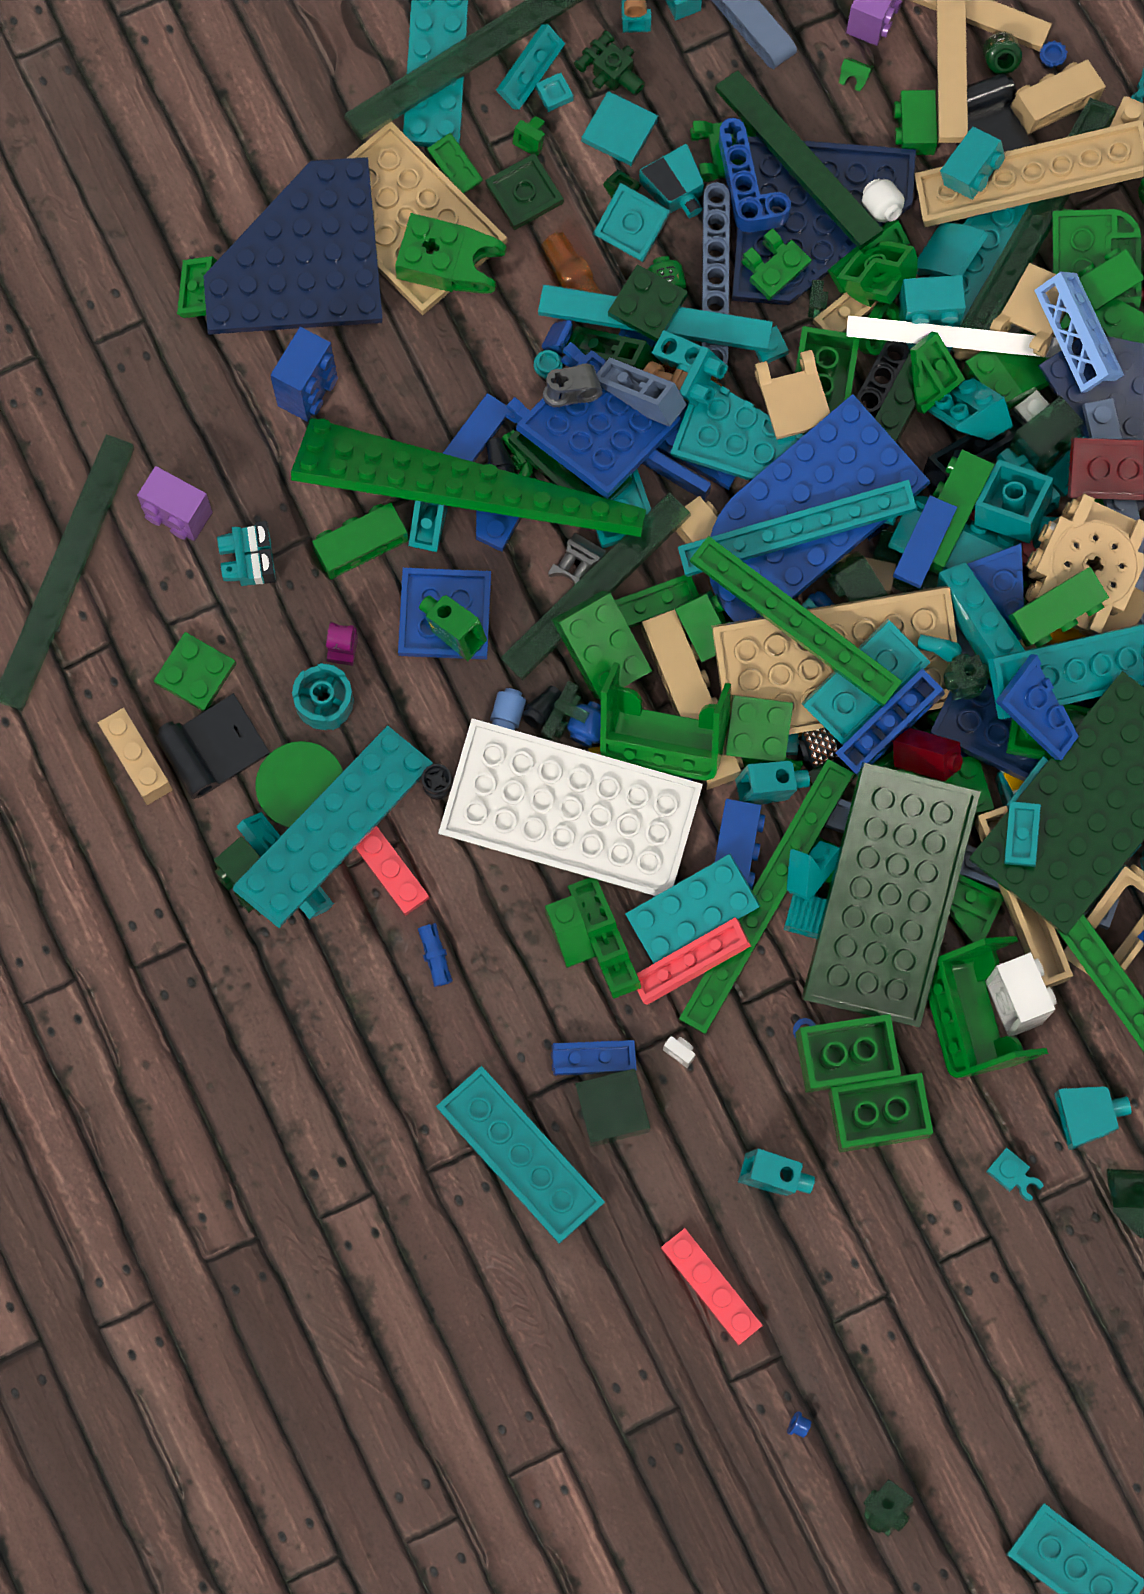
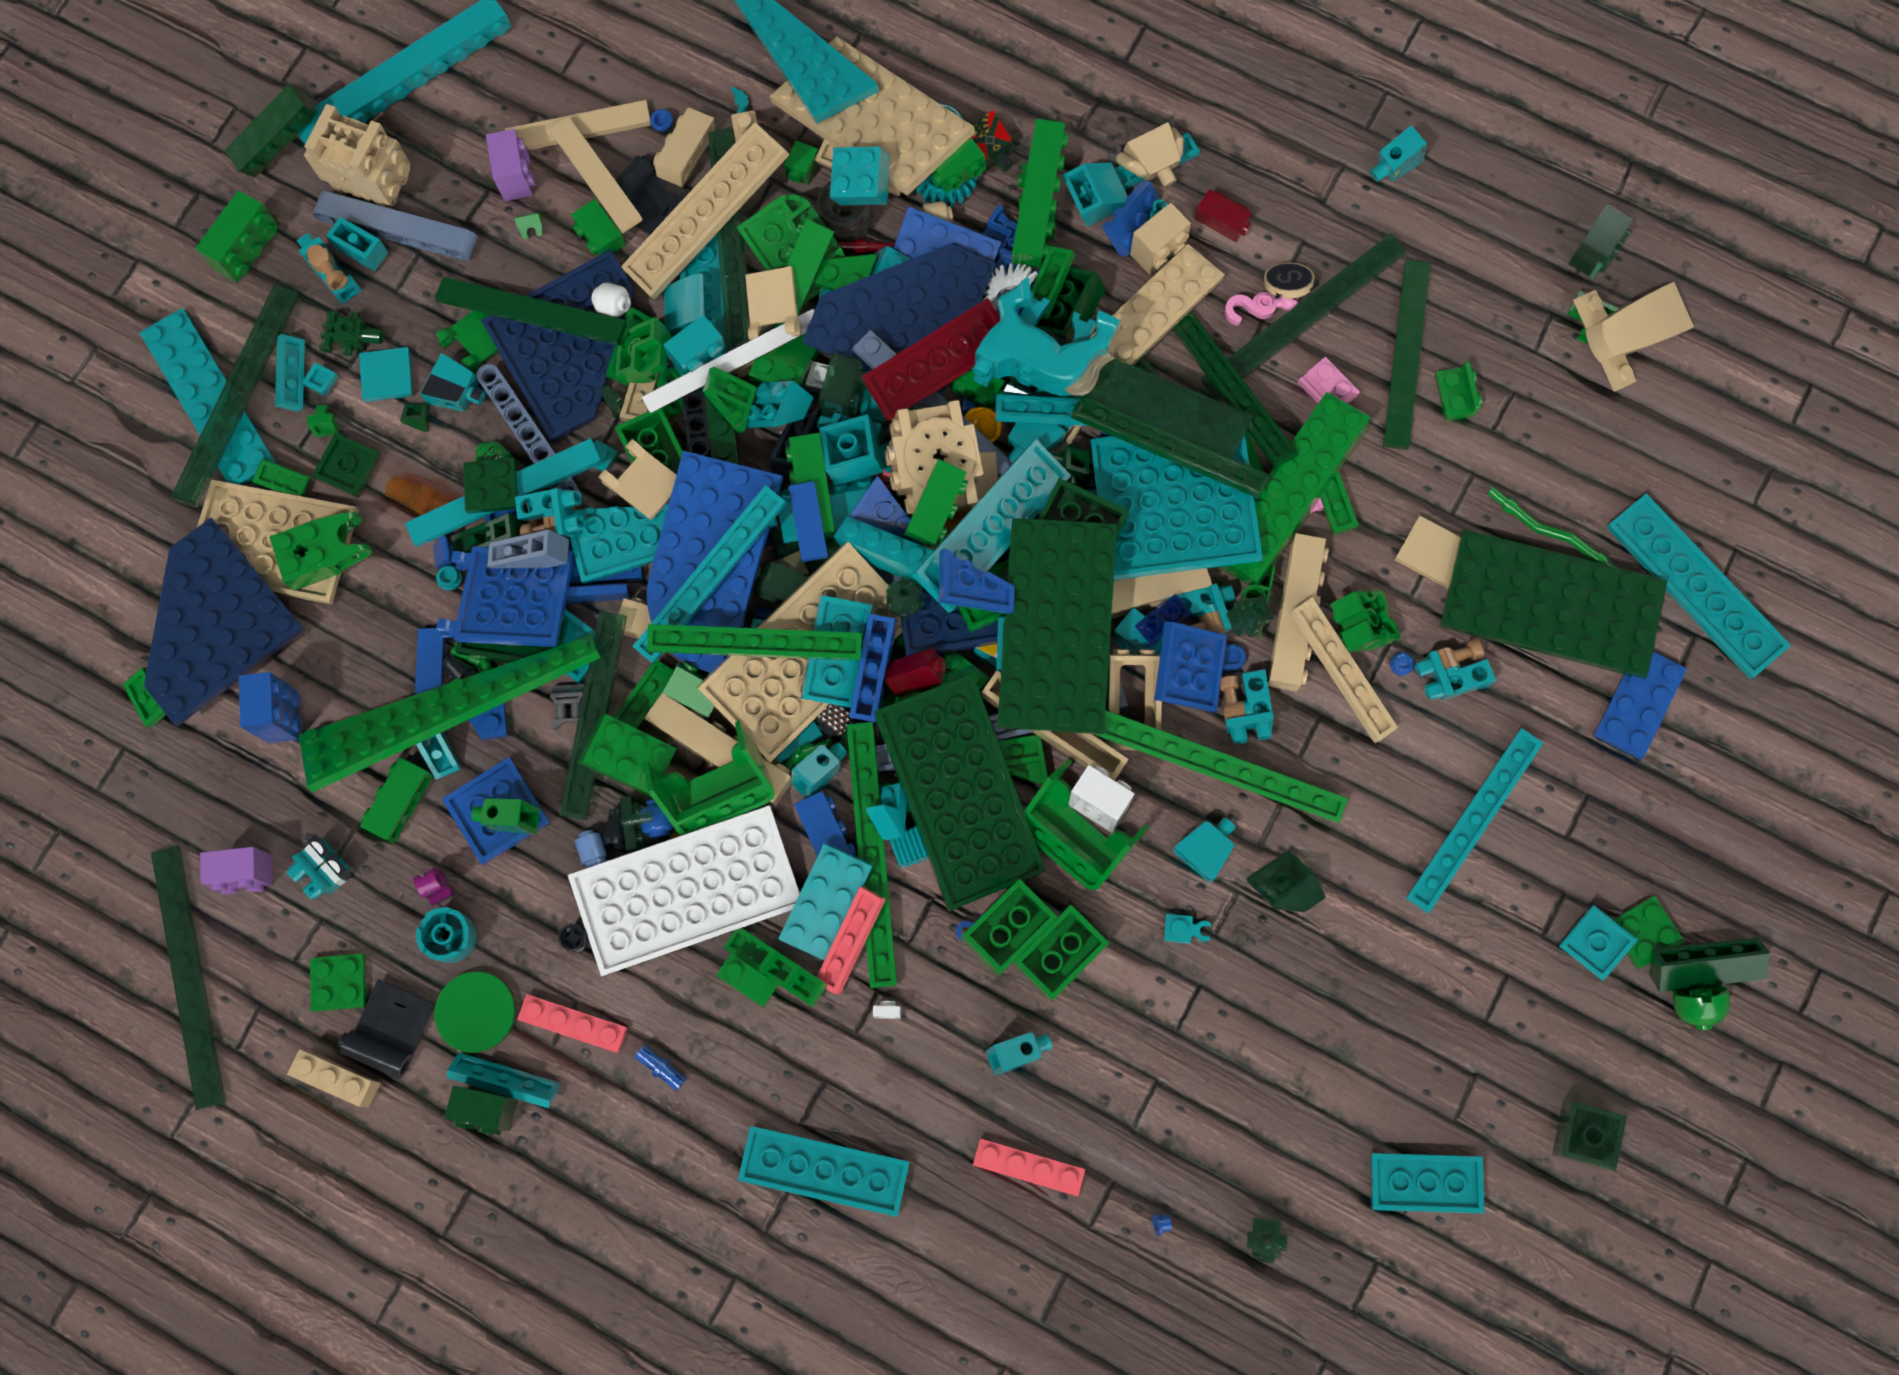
camera: 30 degrees left, 0 degrees up
(332, 827) = (517, 1030): teal plate -> none
(575, 383) = (476, 579): flat silver piece -> none
(593, 1057) = (828, 1060): blue hinge -> none
(612, 1107) = (867, 1088): clear green brick -> none
(632, 222) = (440, 435): teal tile -> none
(745, 175) = (499, 347): blue beam -> none
(758, 728) = (782, 737): green plate -> none
(780, 270) = (571, 397): green plate -> none
(943, 648) = (872, 589): teal arm -> none
(973, 163) = (656, 231): teal brick -> none
(1002, 53) = (625, 142): dark green head -> none
(1022, 834) = (1023, 683): teal plate -> none
(1088, 330) = (817, 291): light blue fence -> none

